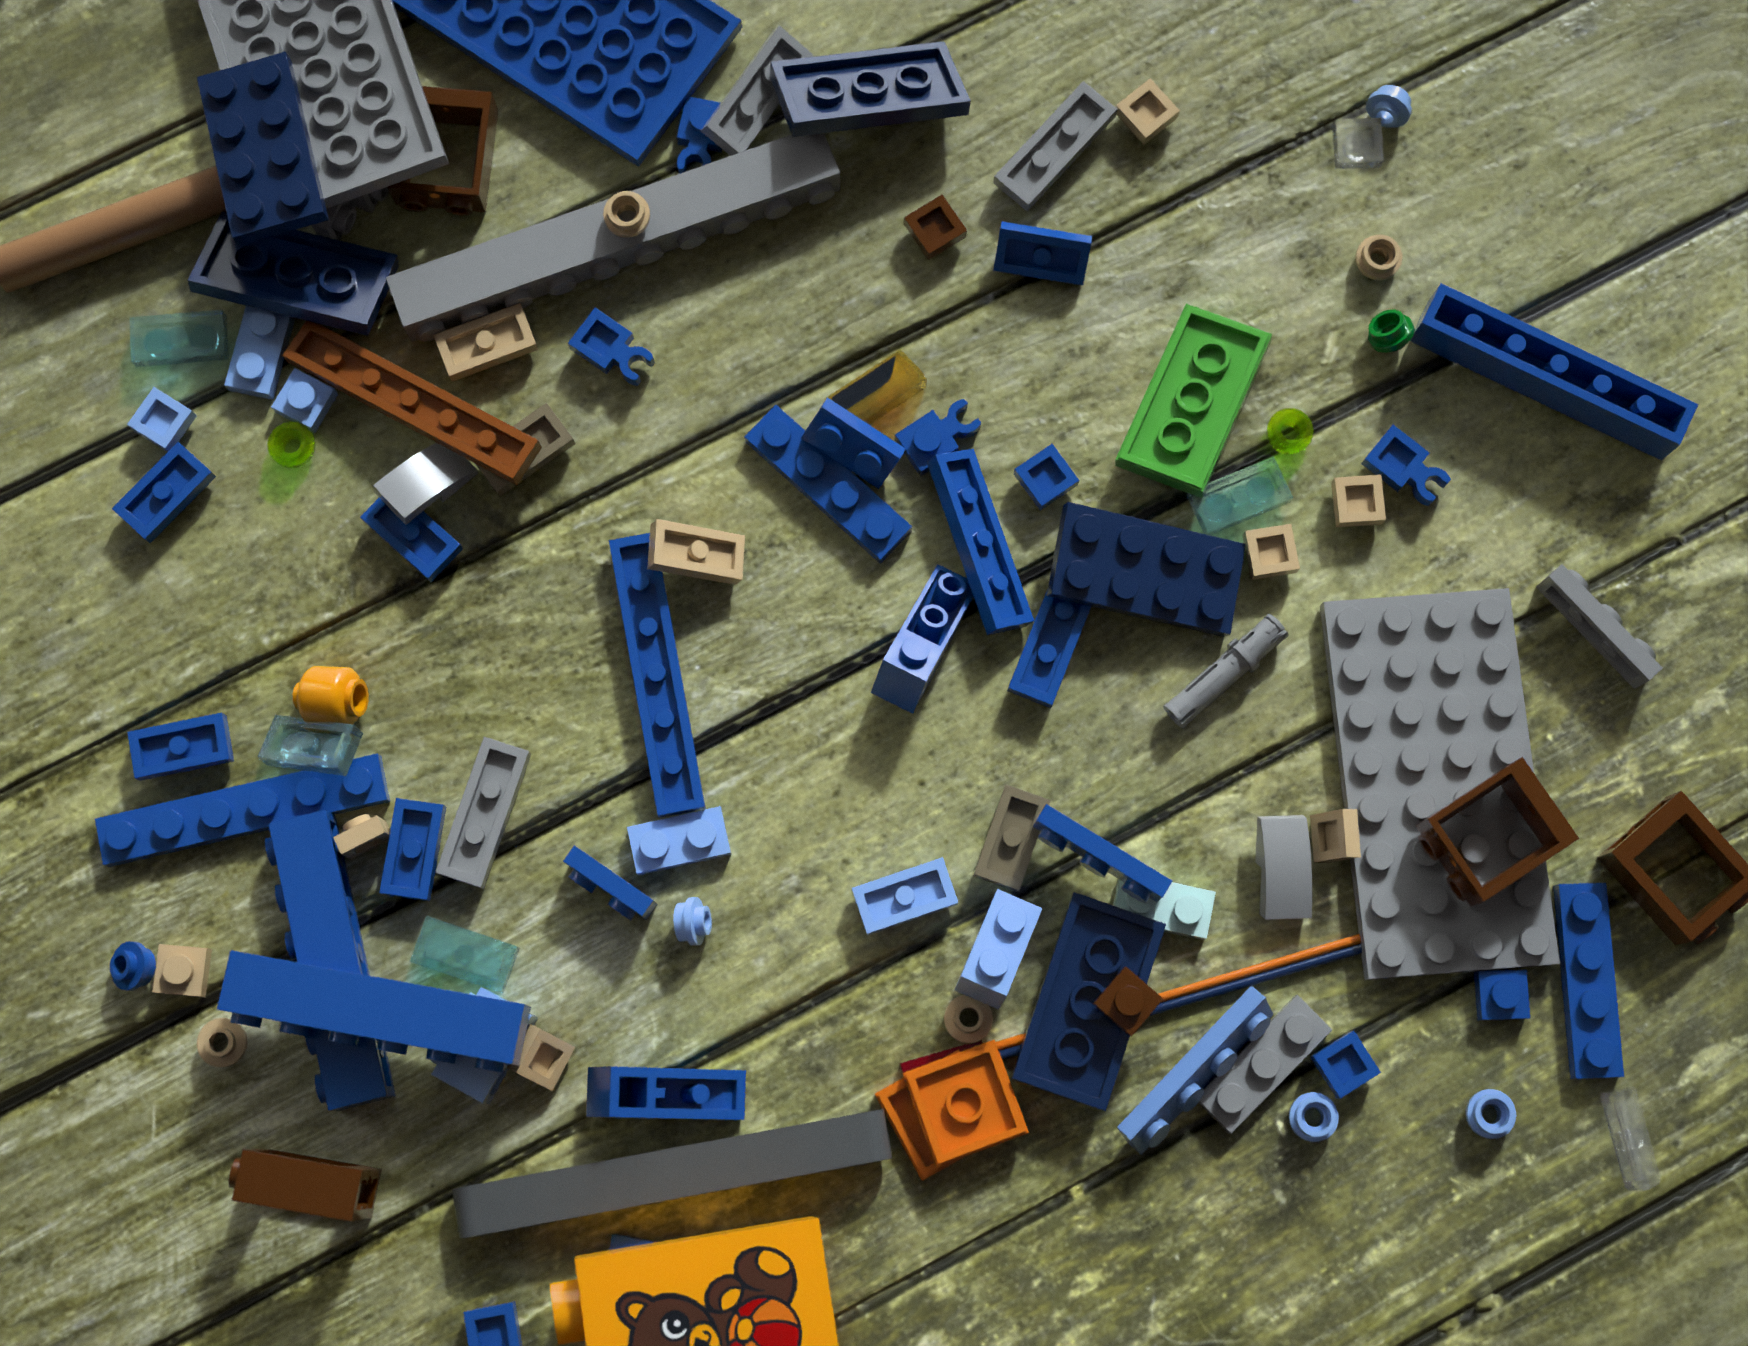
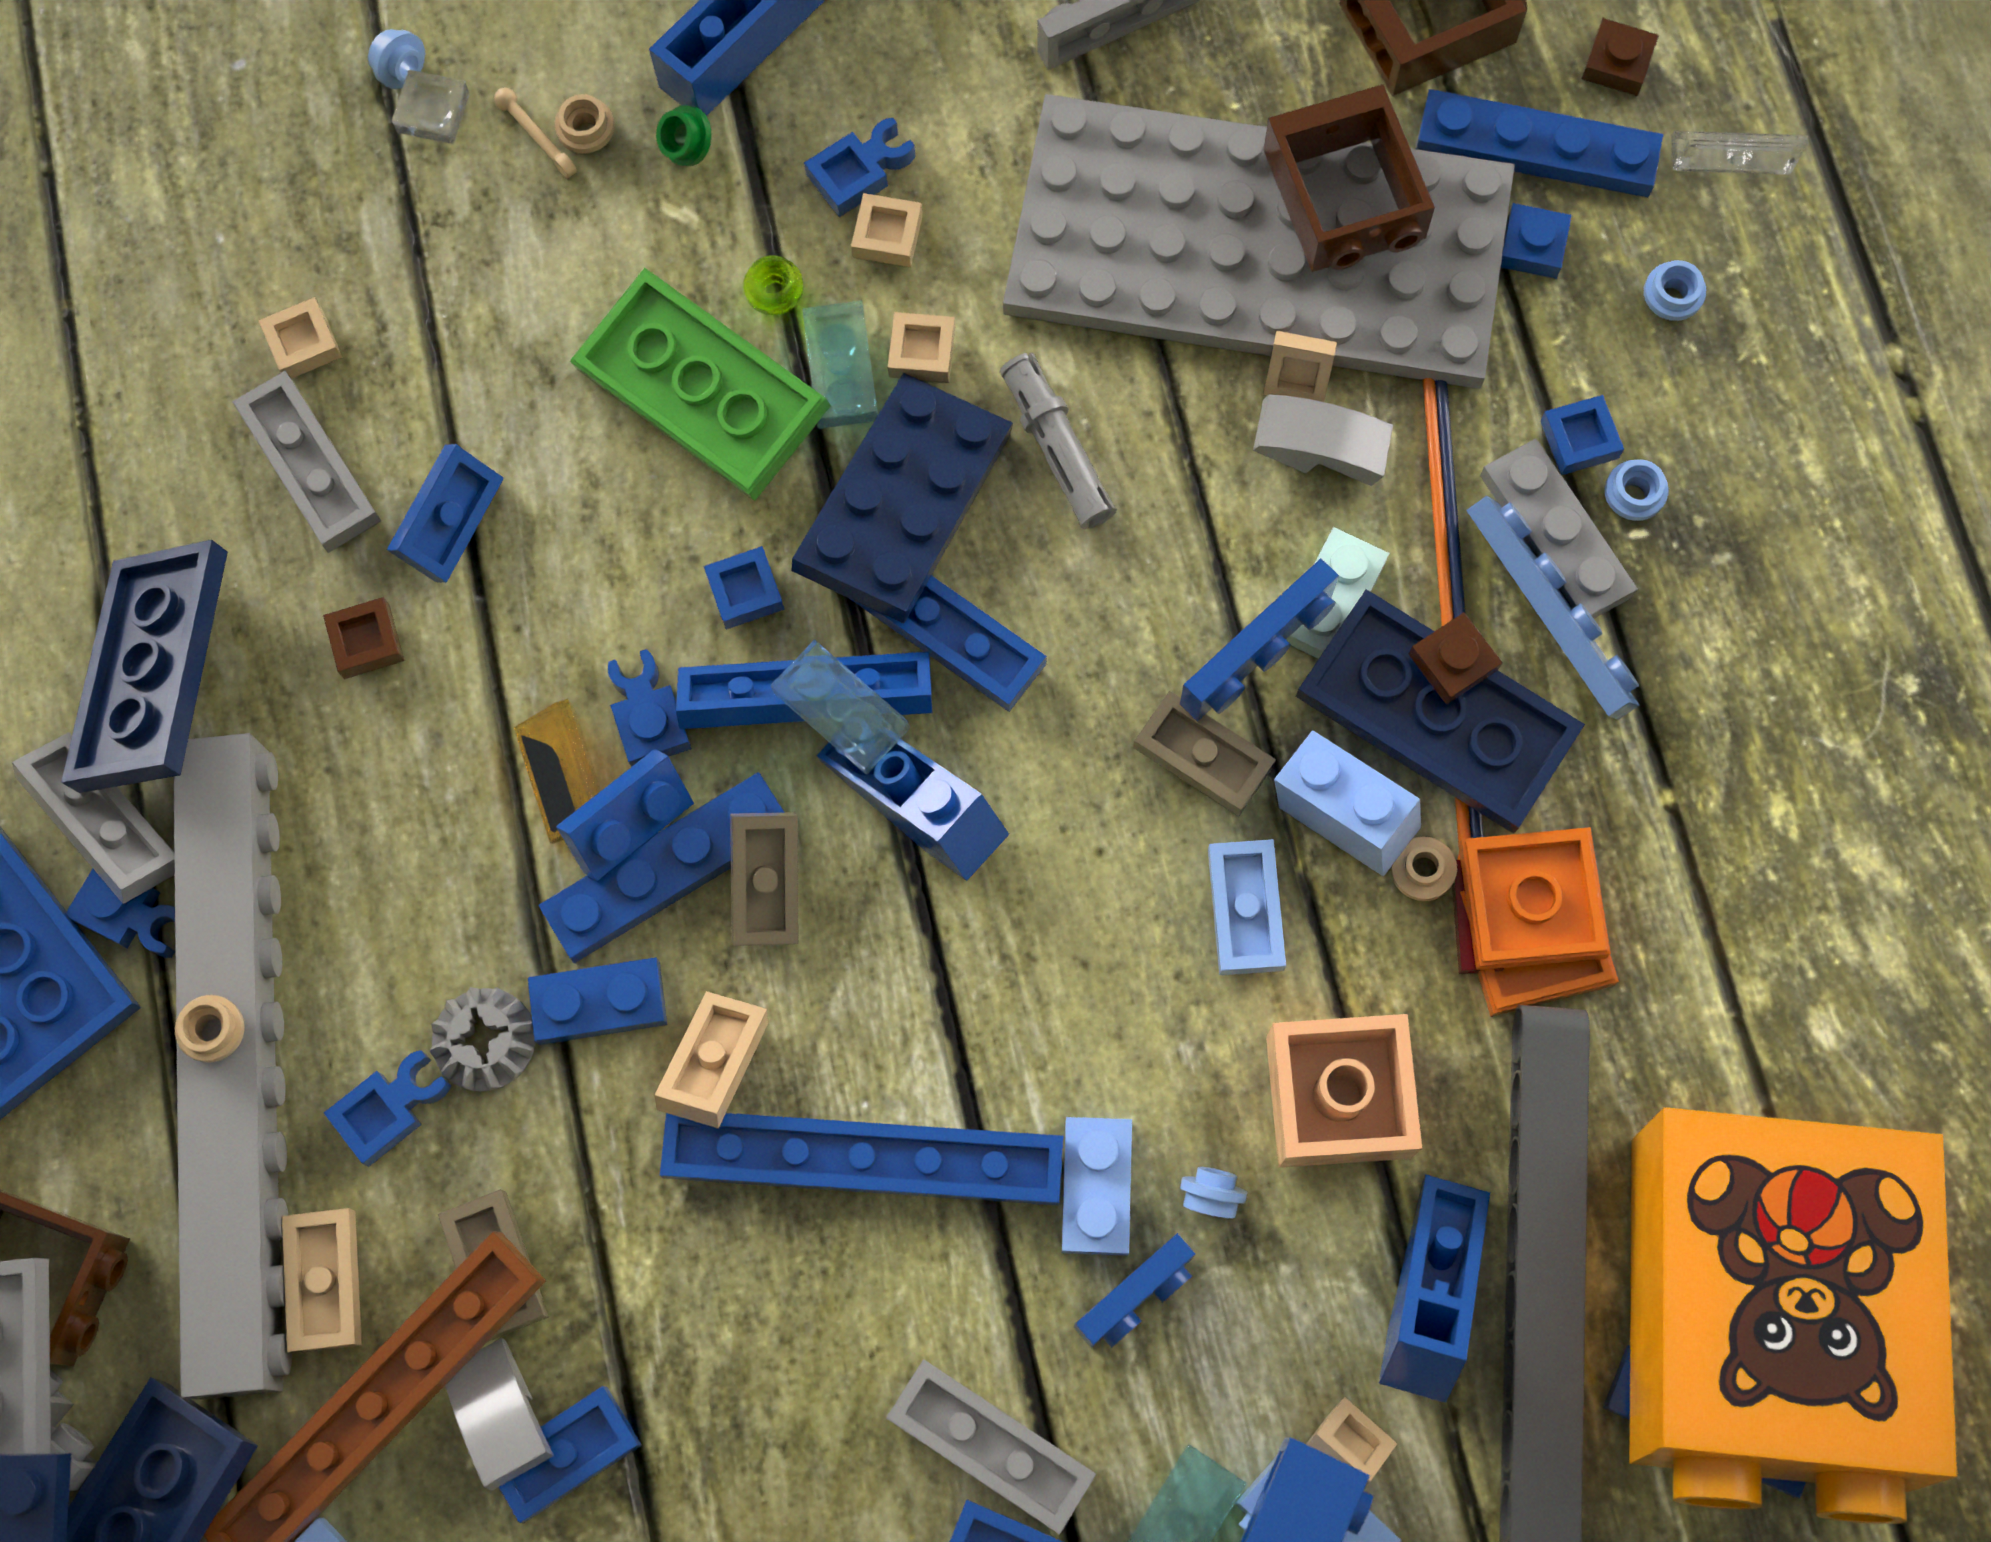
camera: 70 degrees left, 5 degrees down
(667, 415) = (507, 1053): none -> light grey gear
(721, 465) = (597, 1001): none -> blue plate
(783, 993) = (1343, 1090): none -> light nougat brick
(832, 551) = (764, 878): none -> dark tan plate
(967, 567) = (840, 707): none -> clear light blue plate
(1383, 195) = (506, 100): none -> tan hinge
(1685, 1029) = (1620, 57): none -> reddish brown plate

